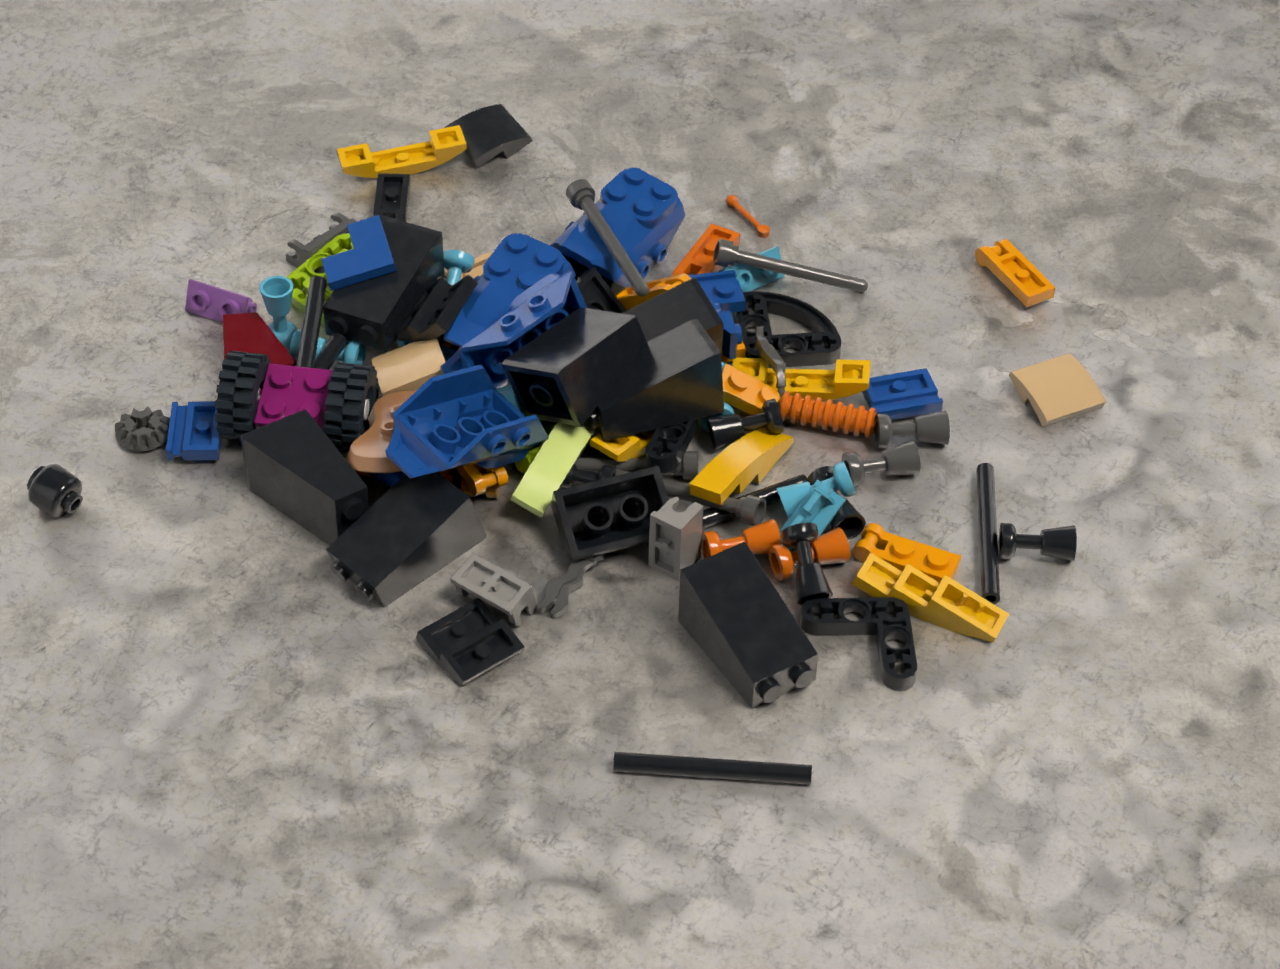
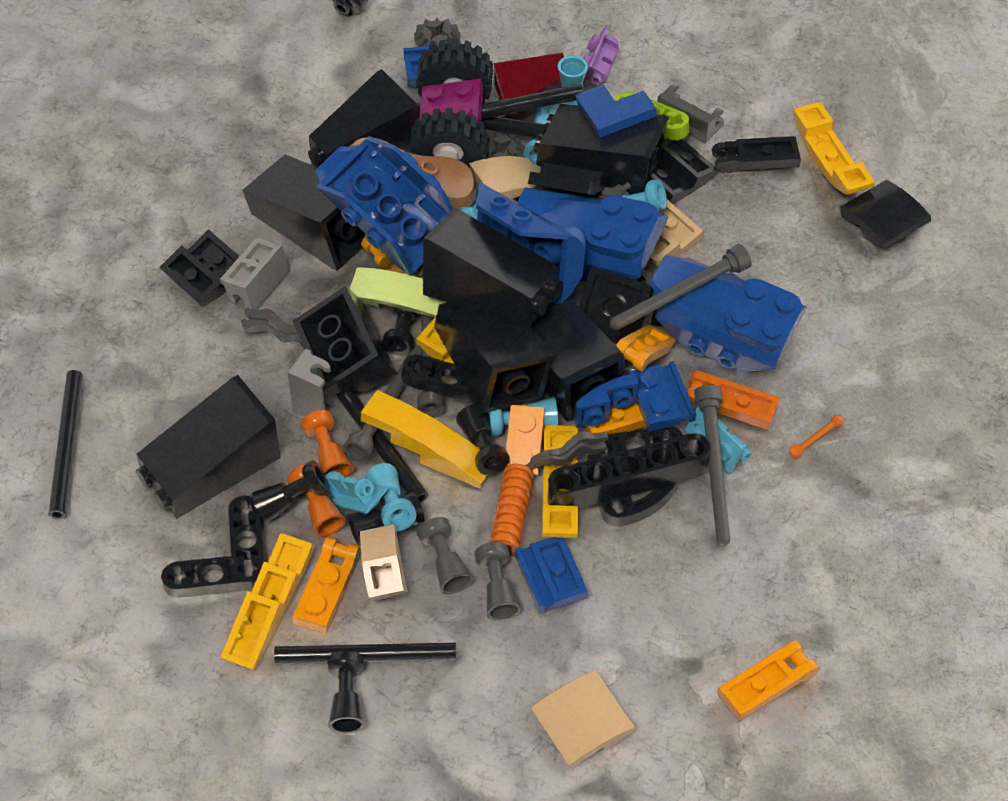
camera: 85 degrees right, 10 degrees up
(802, 321) = (640, 461): none -> black beam
(901, 497) = (382, 563): none -> tan slope

